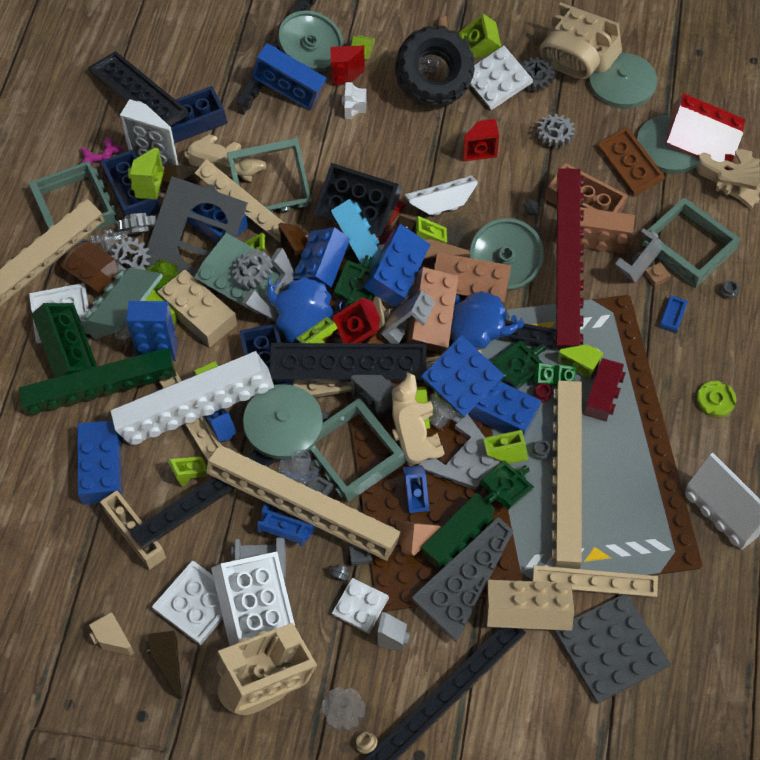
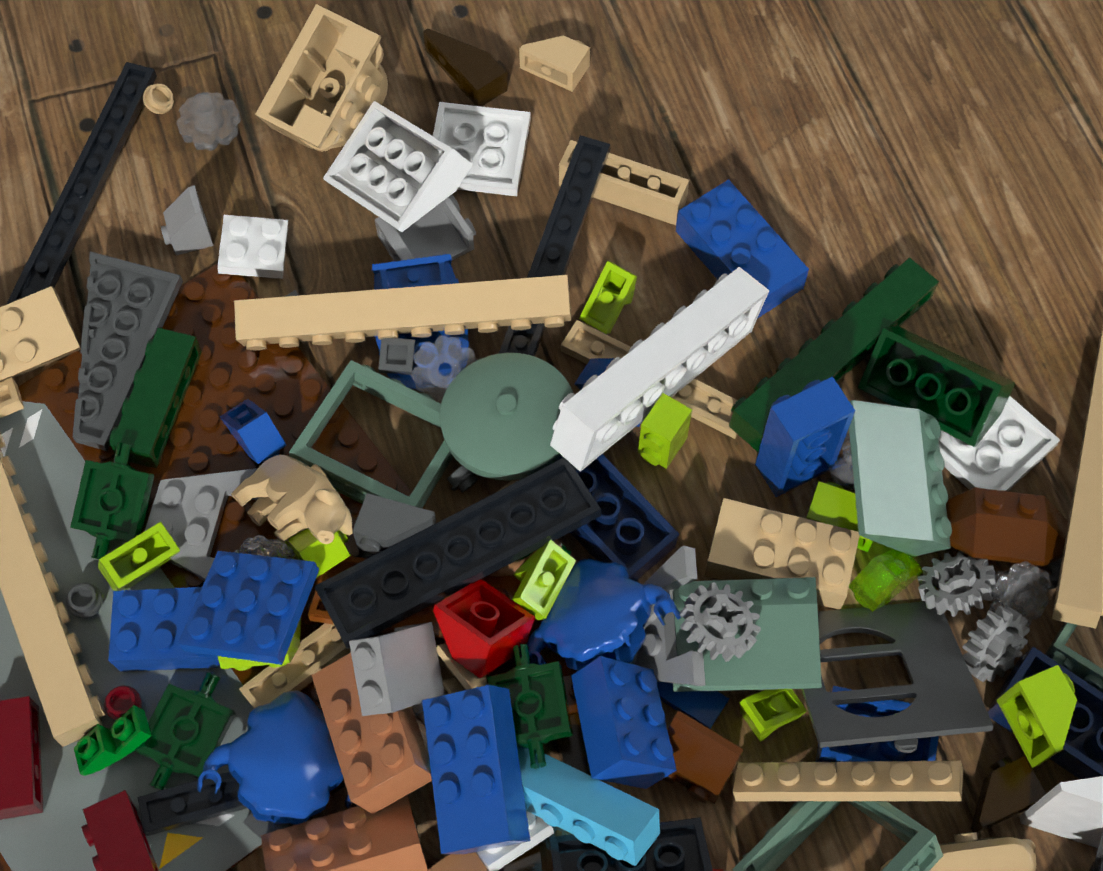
camera: 150 degrees right, 5 degrees up
(339, 572) = (305, 273): dark grey plate -> none
(414, 535) = (218, 366): nougat slope -> none
(583, 357) = (65, 795): lime slope -> none

